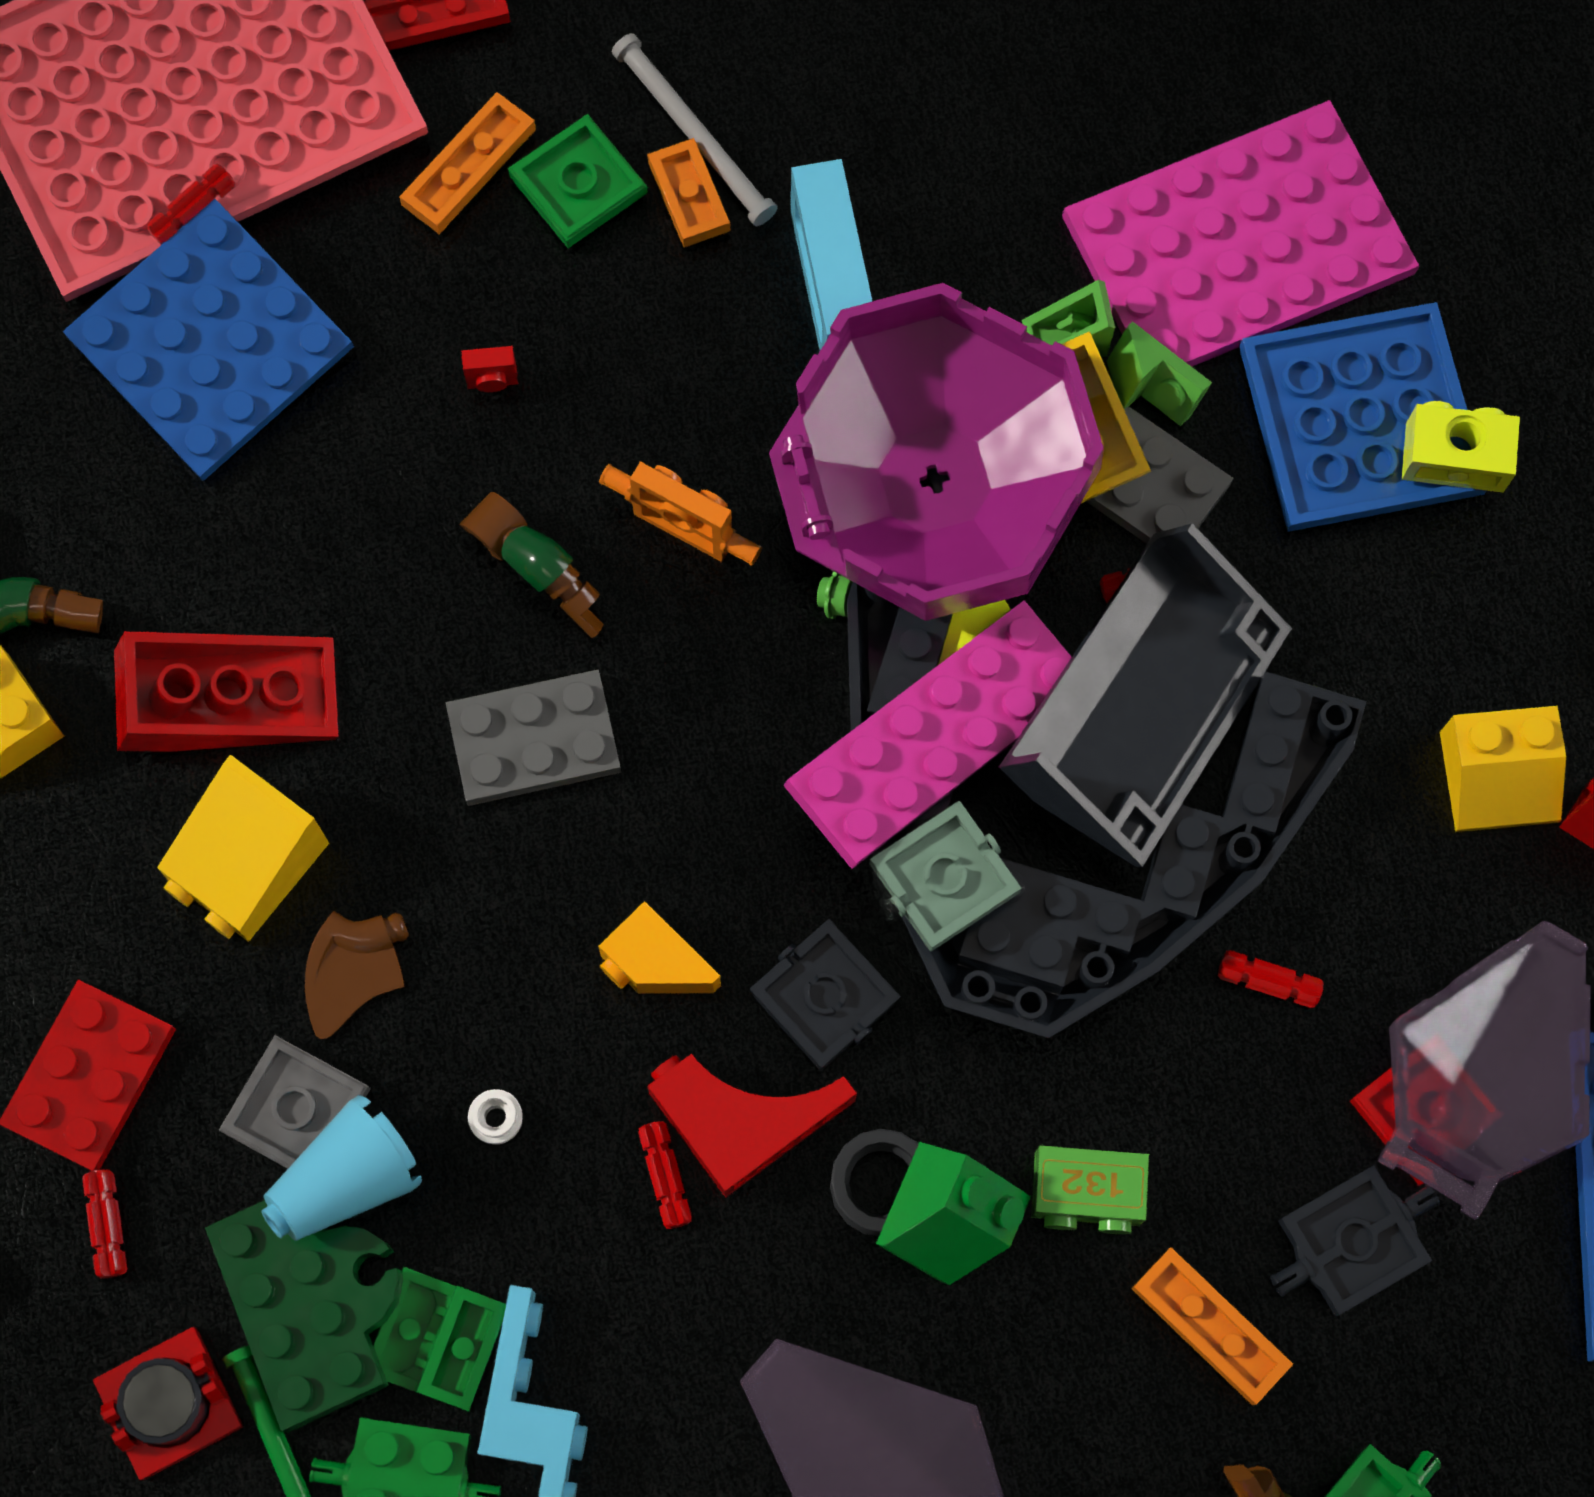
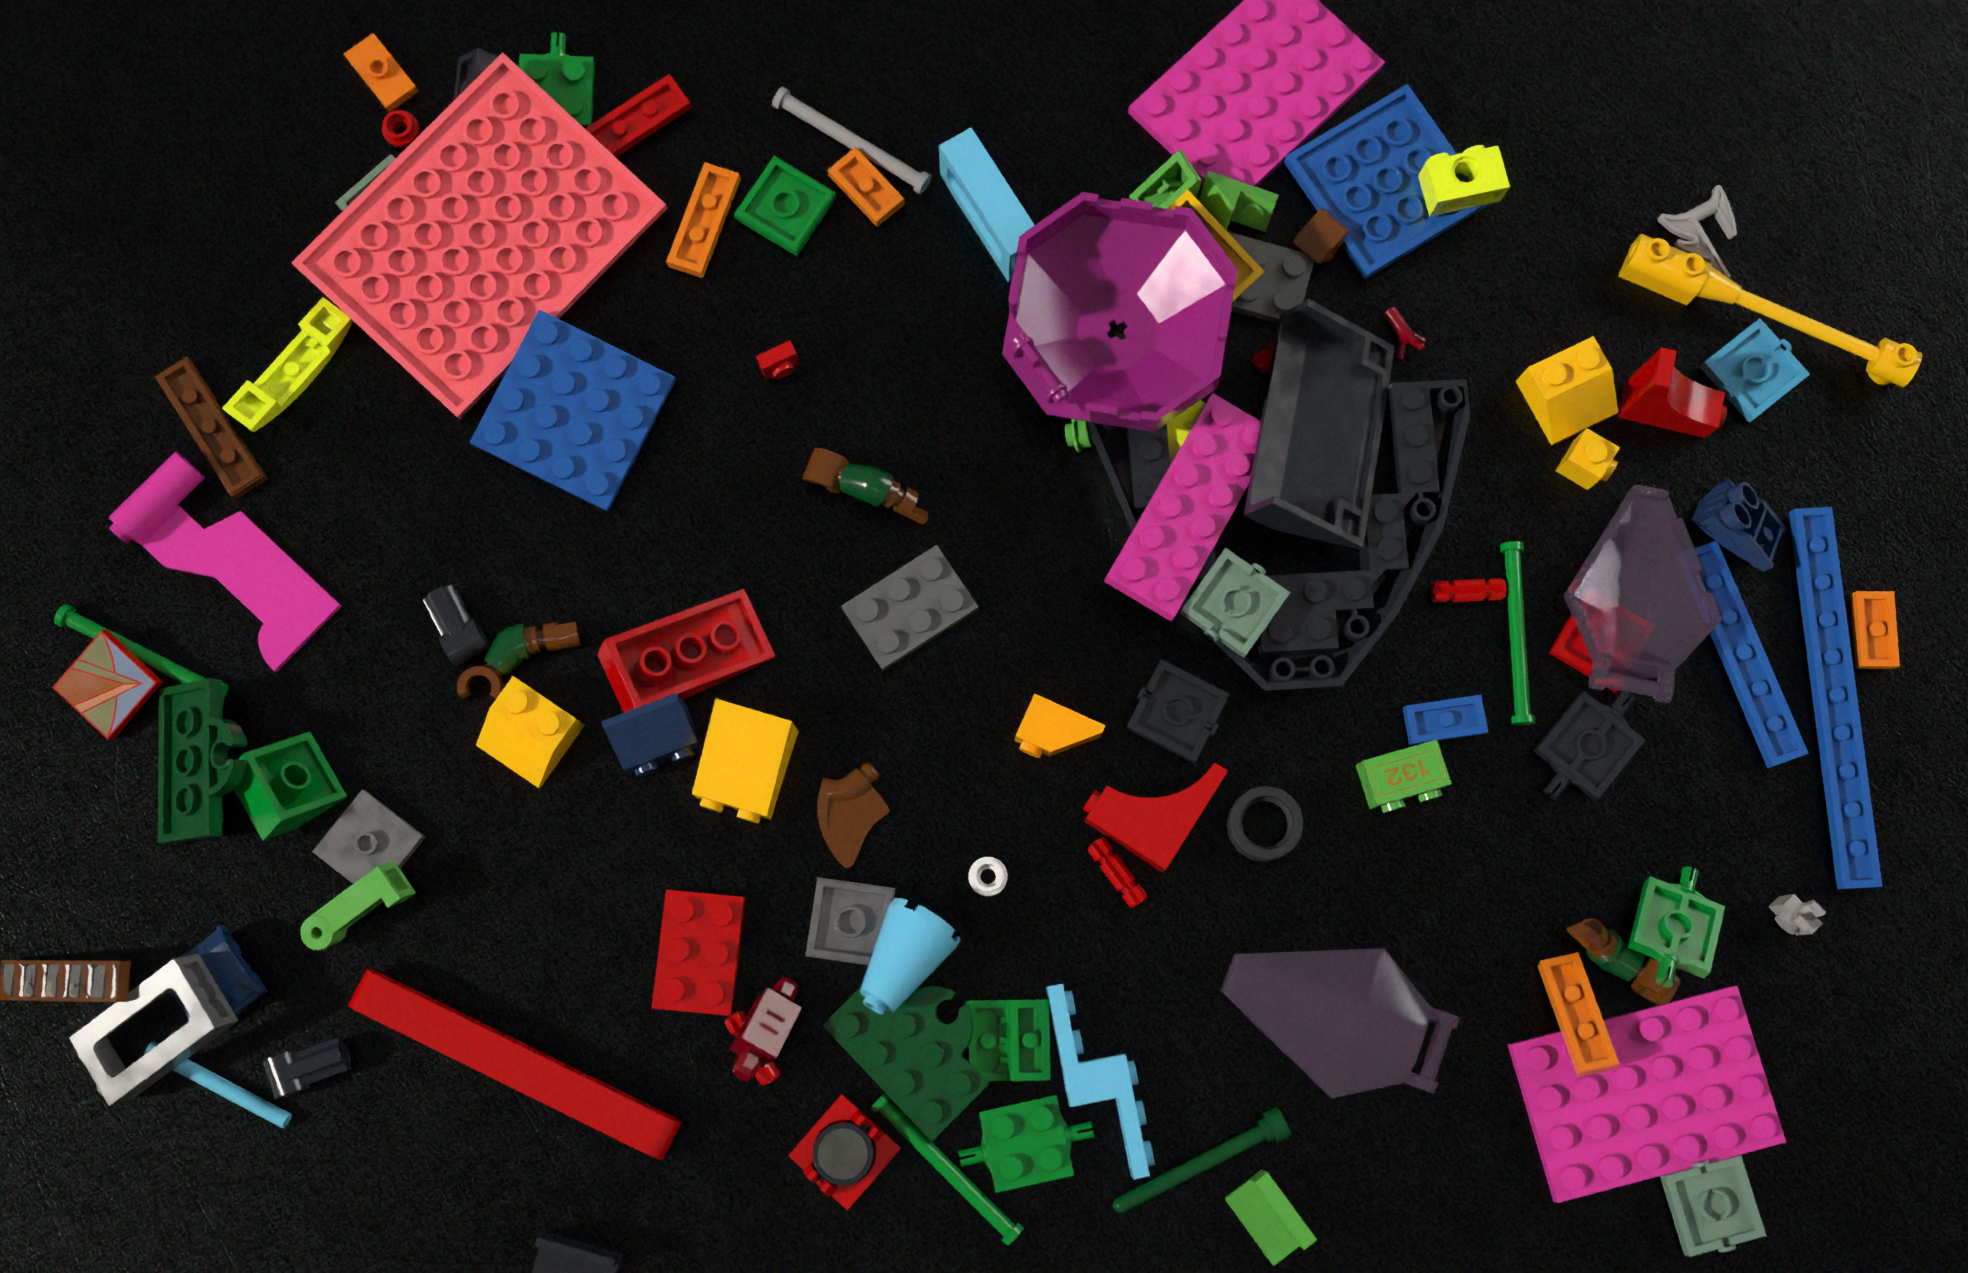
camera: 20 degrees left, 5 degrees up
(127, 1202) = (765, 1028): none -> piece
(138, 775) = (652, 735): none -> dark blue slope
(190, 202) = (523, 318): red axle -> none
(680, 511) = (953, 415): orange plate -> none
(951, 1214) = (1323, 828): green slope -> none
(1175, 1135) = (1445, 719): none -> blue plate
(1212, 1326) = (1517, 837): orange plate -> none
(1249, 456) = (1321, 236): none -> reddish brown slope
(1312, 616) = (1403, 332): none -> dark red bar
(1314, 1060) = (1517, 633): none -> green bar
(1494, 866) = (1589, 459): none -> yellow brick

